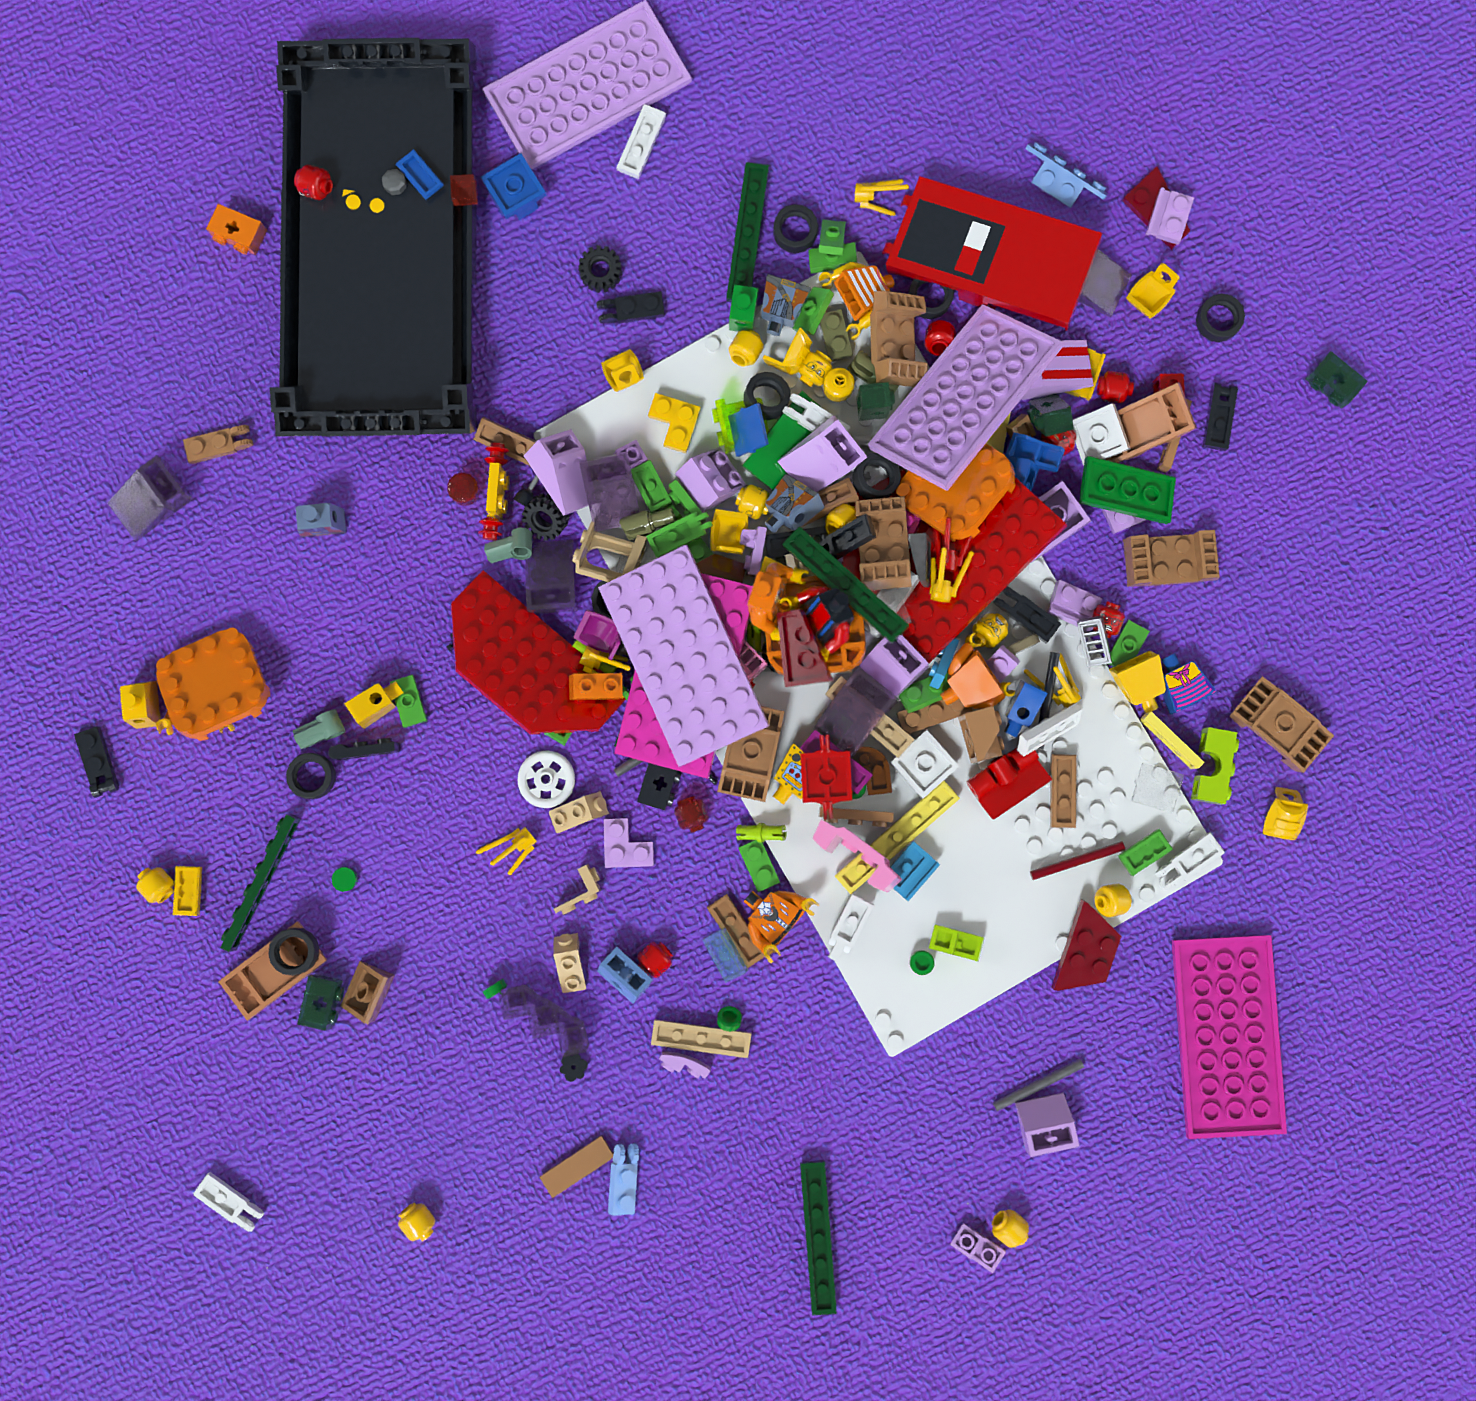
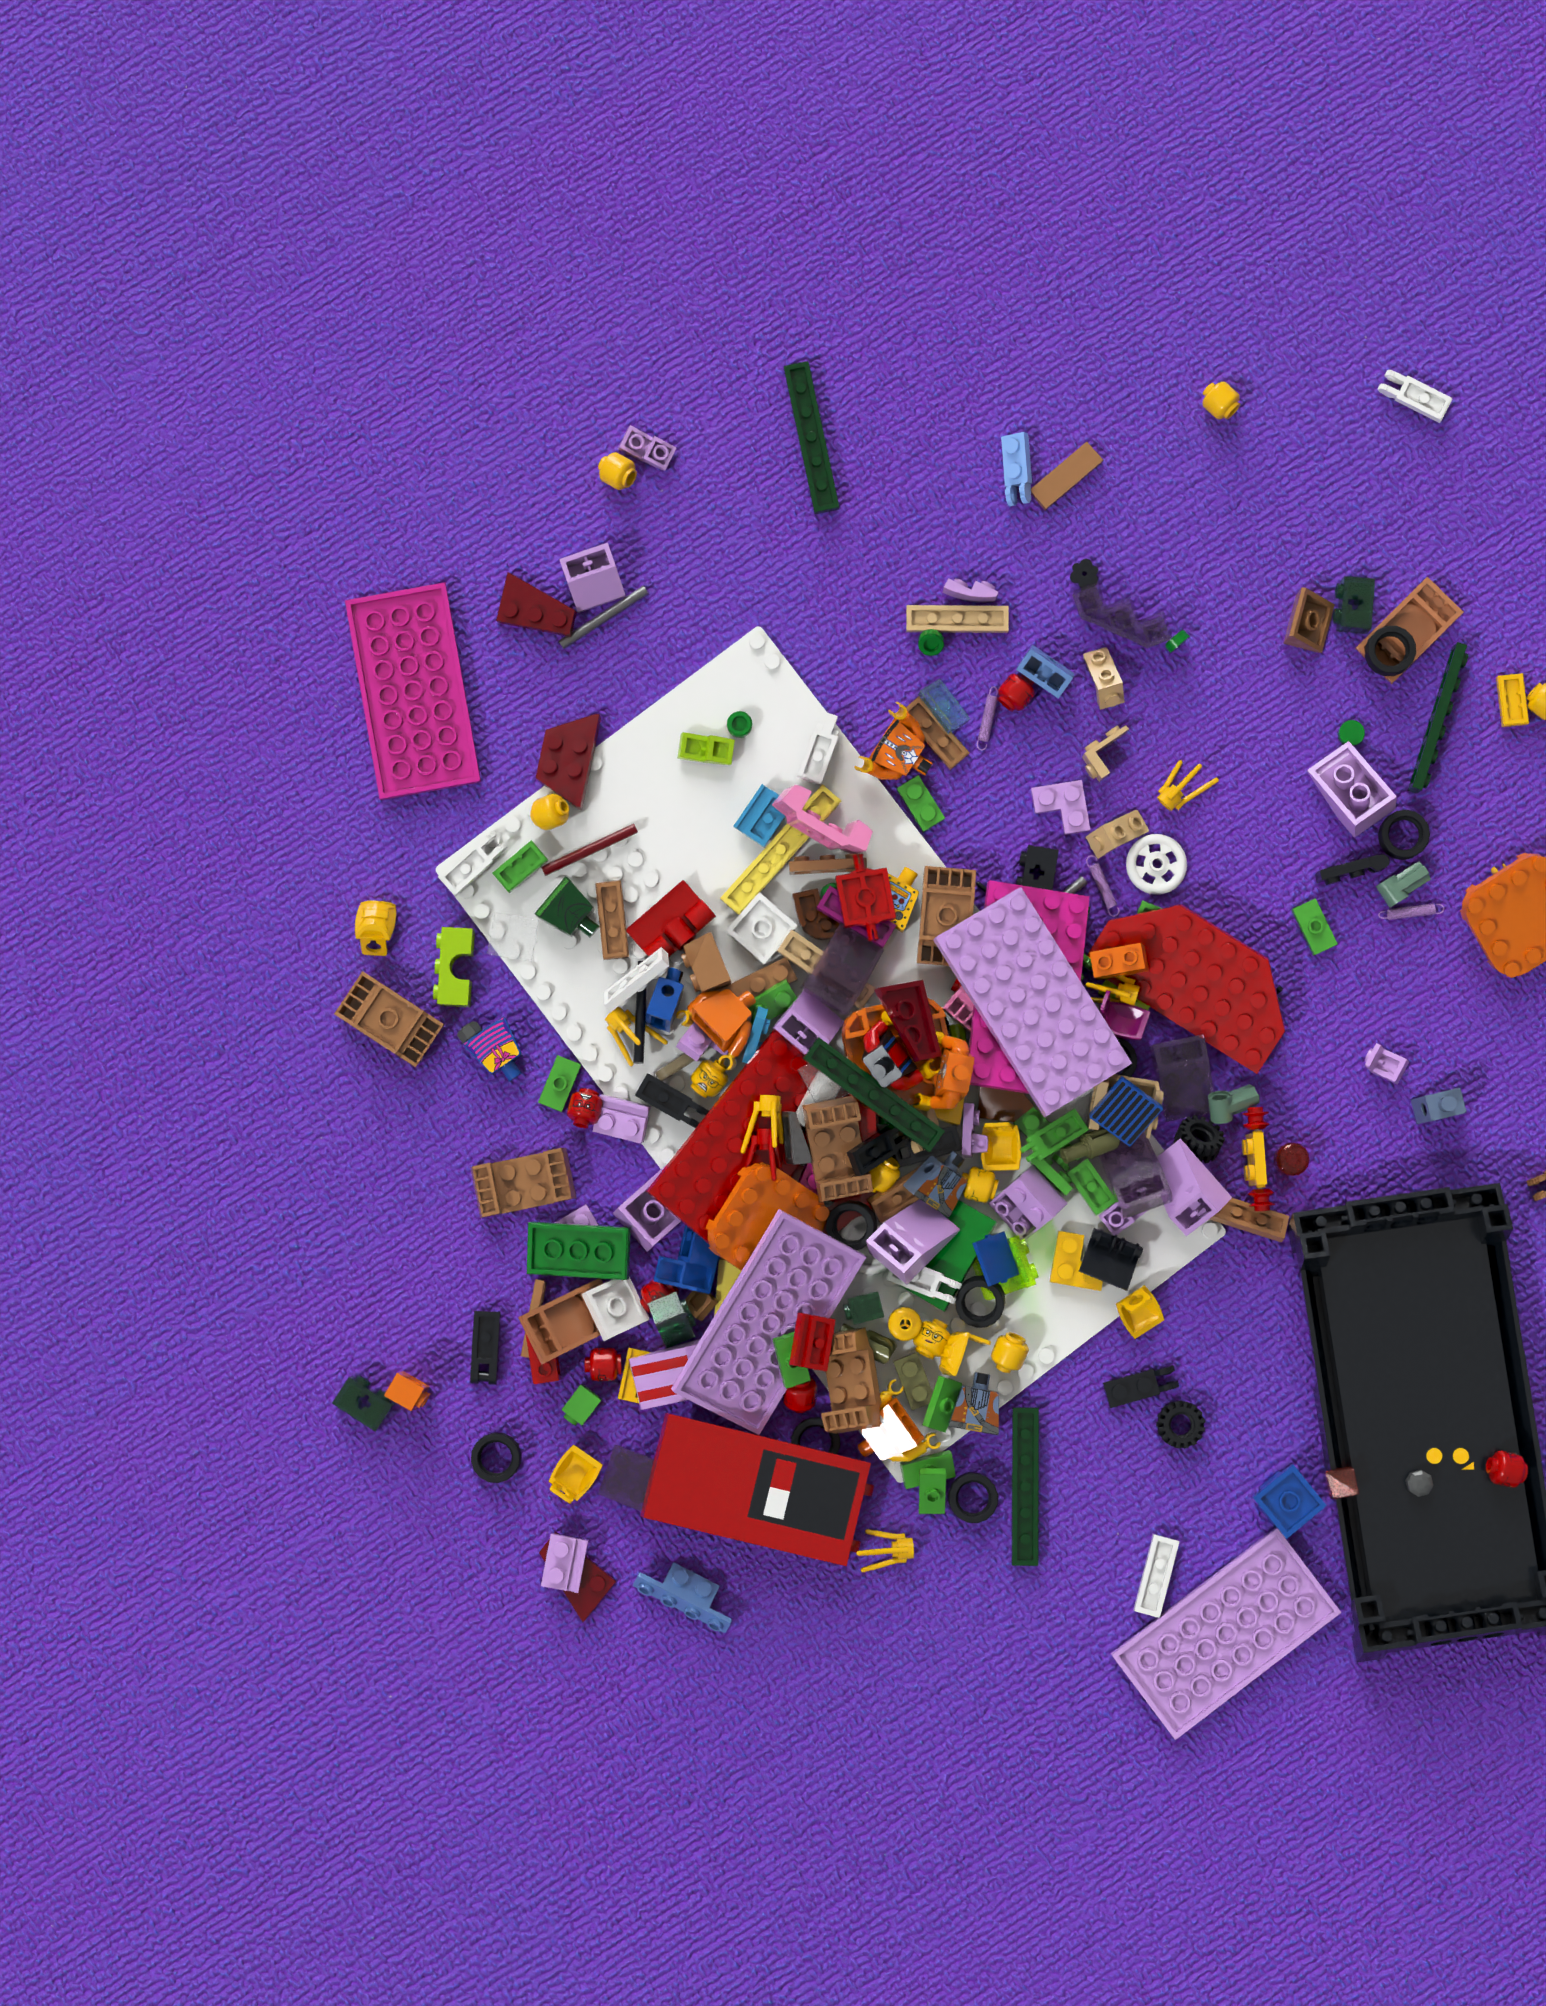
camera: 175 degrees right, 0 degrees up
(315, 703) = (1412, 911): none -> lavender piece
(351, 825) = (1352, 789): none -> lavender slope
(362, 565) = (1385, 1064): none -> lavender bracket
(364, 707) = (1357, 909): yellow torso -> none
(419, 174) = (1393, 1494): blue tile -> none
(524, 496) = (1224, 1161): black hinge -> none
(599, 765) = (1102, 885): none -> lavender piece
(610, 545) = (1125, 1111): none -> tile
(642, 418) = (1110, 1259): none -> black hinge
(685, 938) = (987, 718): none -> lavender piece
(691, 814) = (999, 846): clear red head -> none
(743, 308) = (1018, 1397): green torso -> none
(761, 832) = (923, 836): lime pin -> none
(928, 372) = (812, 1342): none -> red plate
(947, 361) = (790, 1374): none -> bright green plate
(1091, 622) = (596, 1099): slope -> none
(1104, 804) = (568, 910): none -> dark green torso
(1105, 1101) = (533, 609): none -> dark red wing
(1138, 353) = (581, 1405): none -> bright green brick
(1140, 680) = (543, 1047): yellow torso -> none
(1171, 740) = (503, 988): light yellow tile -> none
(1207, 704) = (468, 1031): none -> dark grey tile
(1297, 382) = (408, 1391): none -> orange brick

